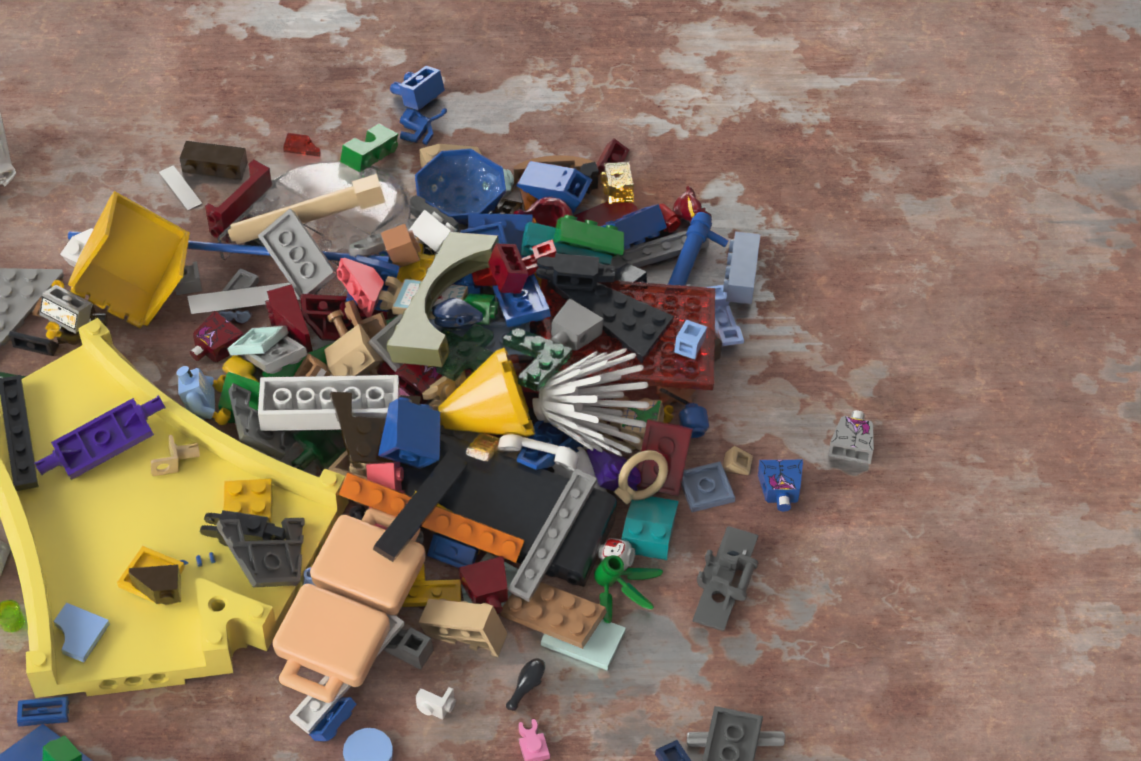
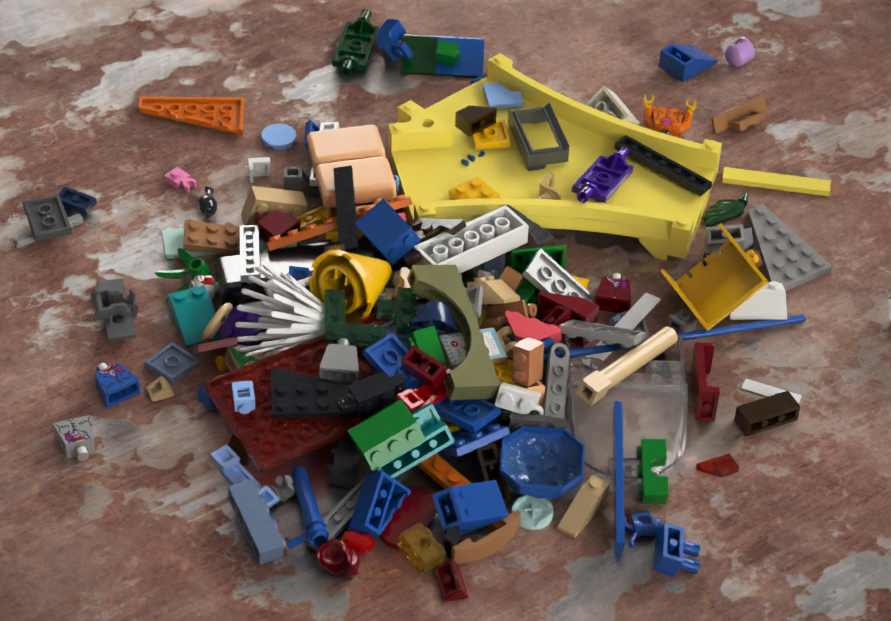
camera: 145 degrees right, 10 degrees down
(78, 572) = (538, 158): none -> dark grey piece
(199, 395) = (581, 244): light blue torso -> none
(253, 527) = (456, 171): black hinge -> none
(258, 340) = (576, 285): light aqua tile -> none
(267, 562) = (421, 160): dark grey wing -> none
(412, 145) = (618, 474): none -> blue tile
(547, 211) = (448, 471): dark red piece -> none

